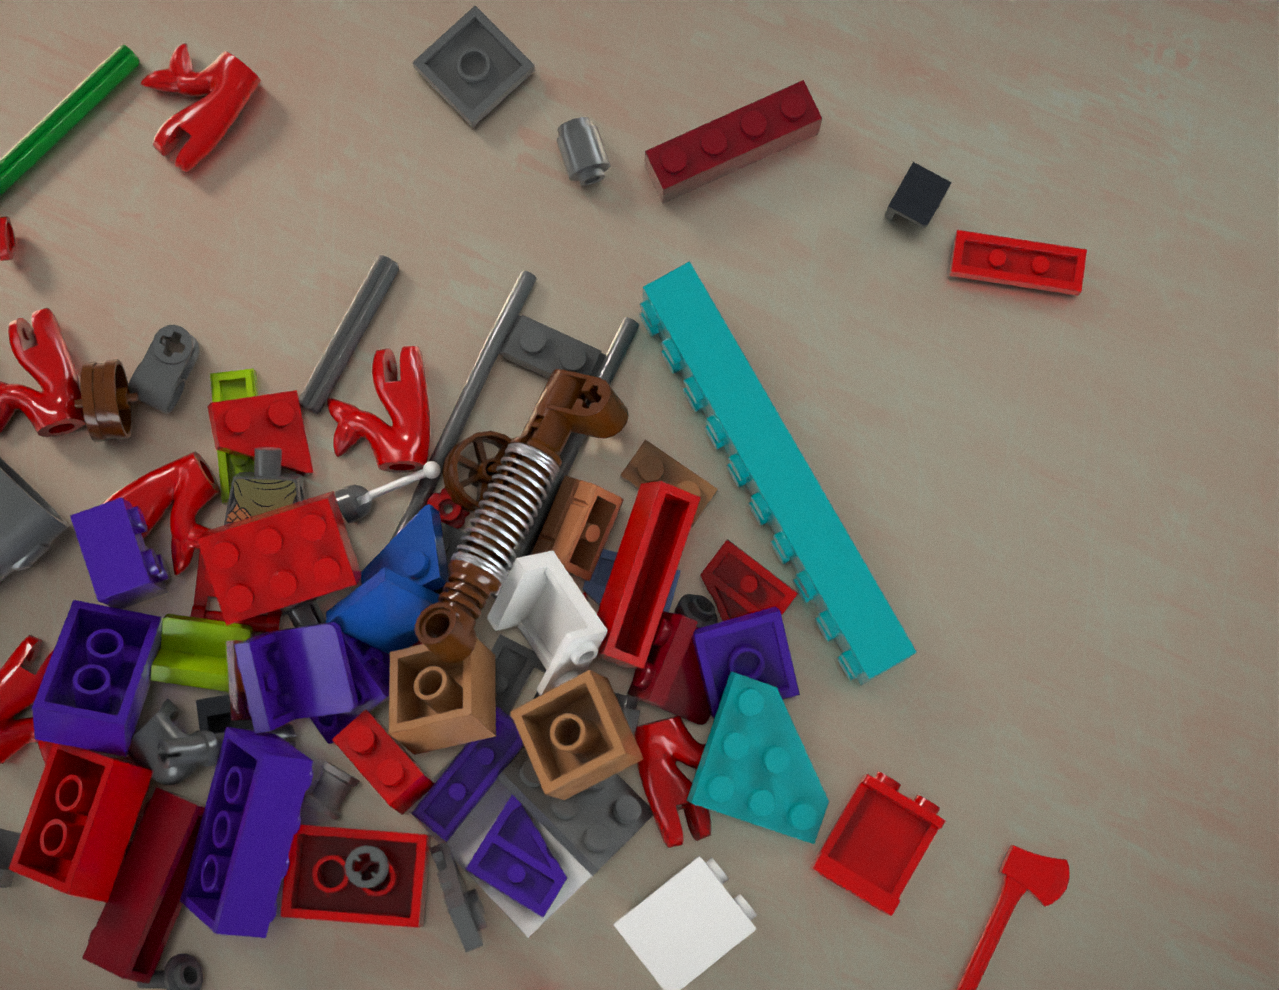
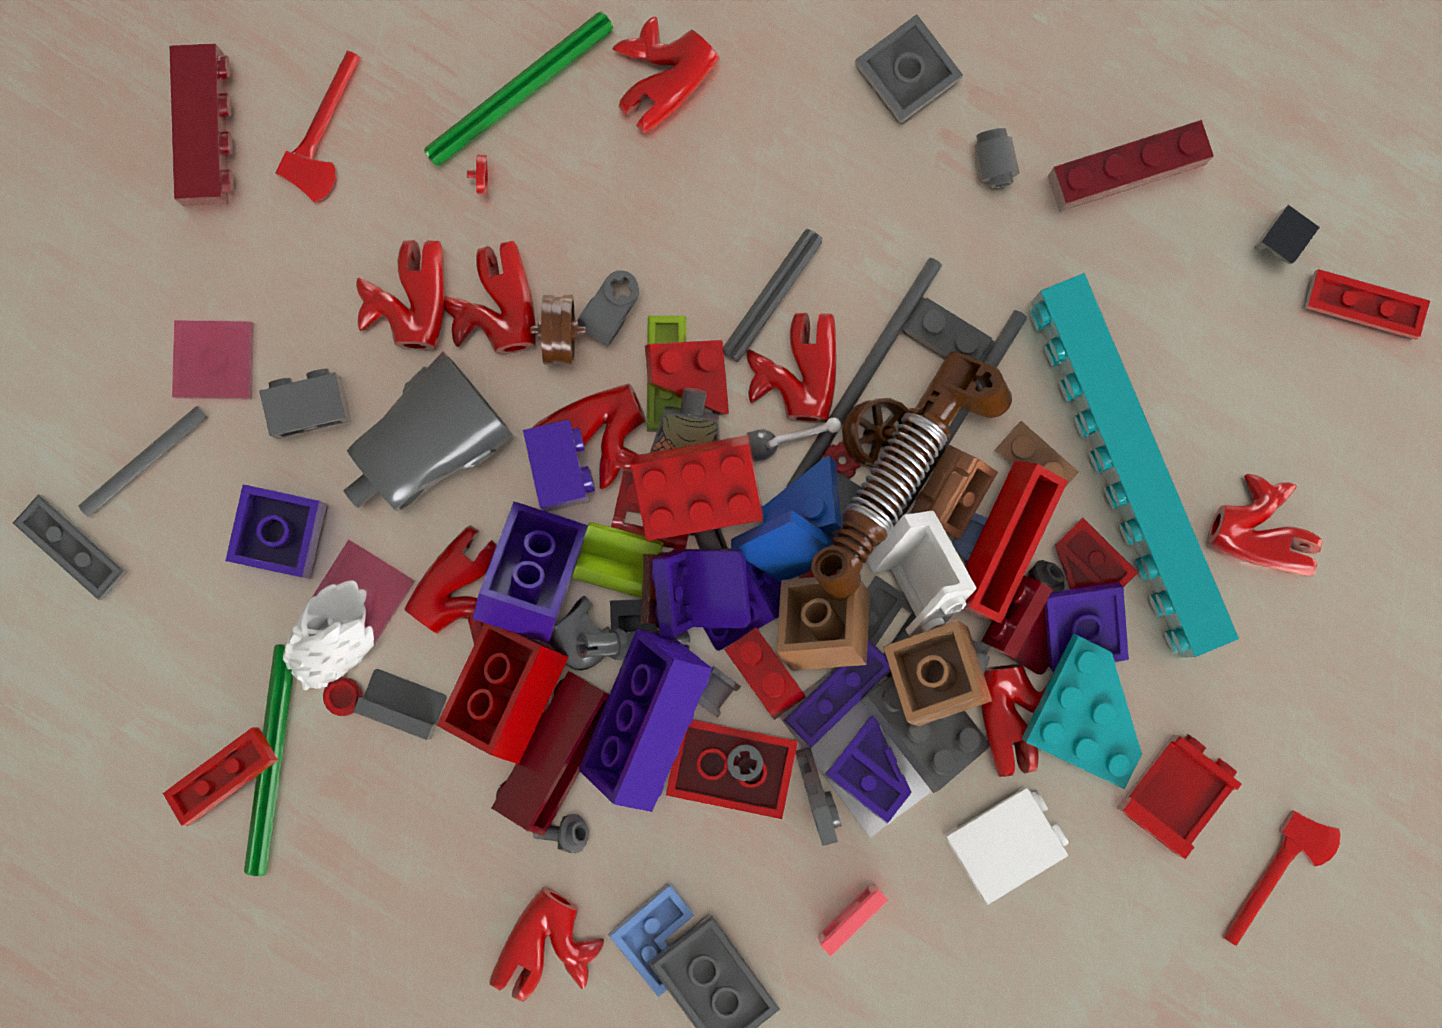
camera: 10 degrees right, 5 degrees up
(903, 537) = (1235, 535): none -> red piece

